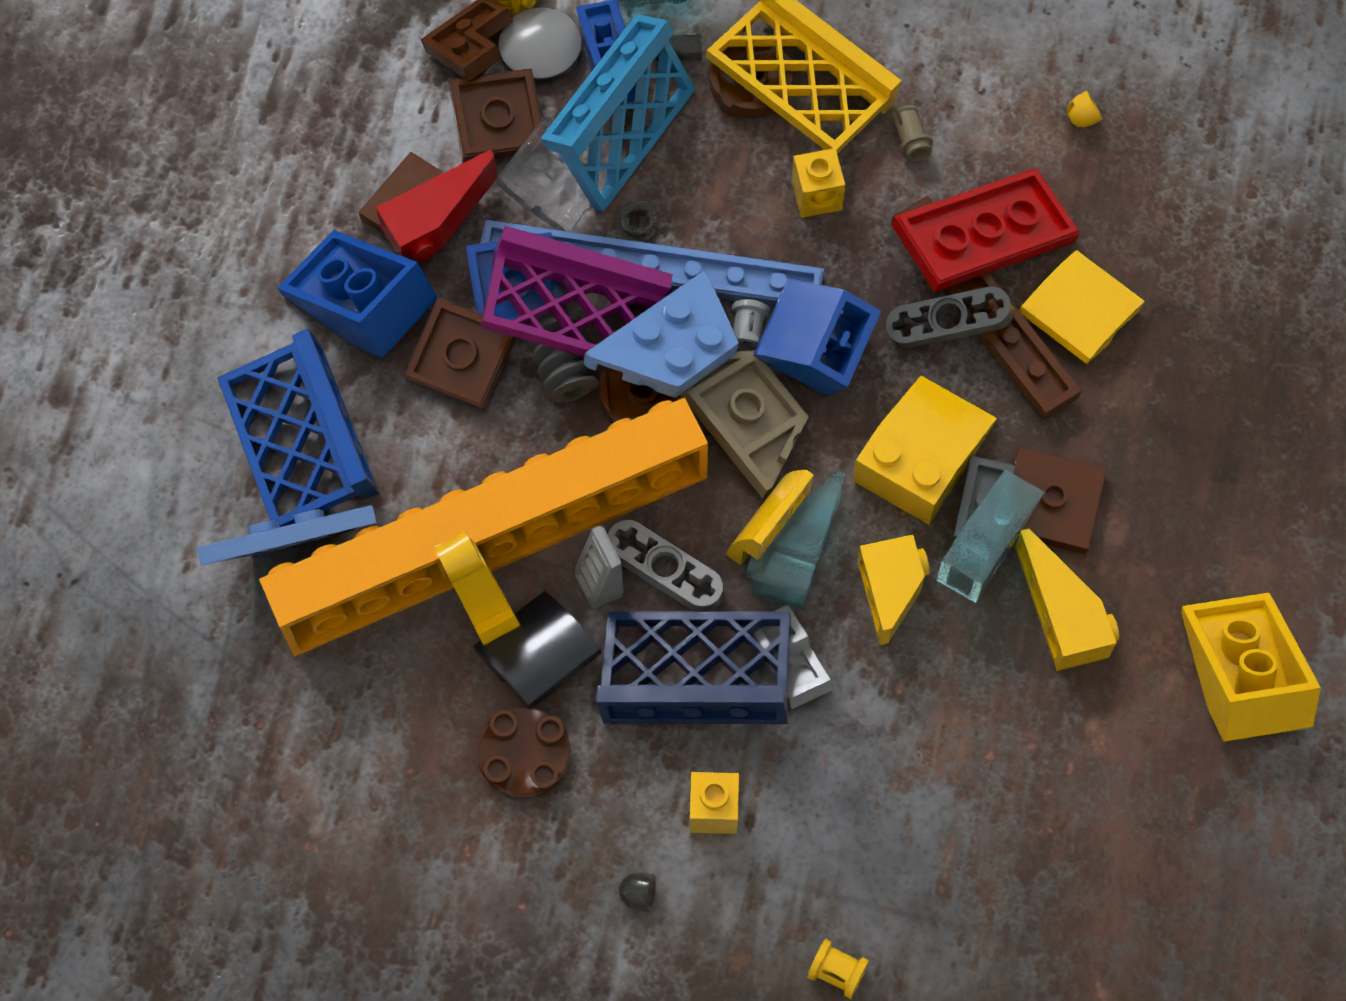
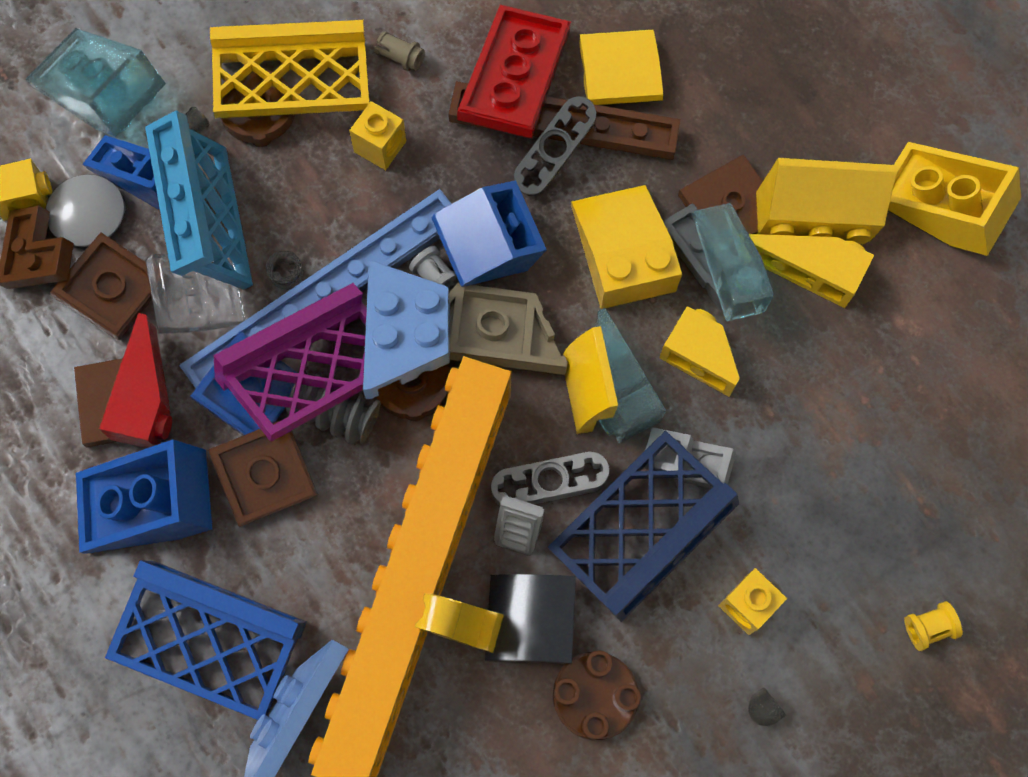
camera: 50 degrees left, 5 degrees up
(1122, 561) = (825, 199): none -> yellow slope

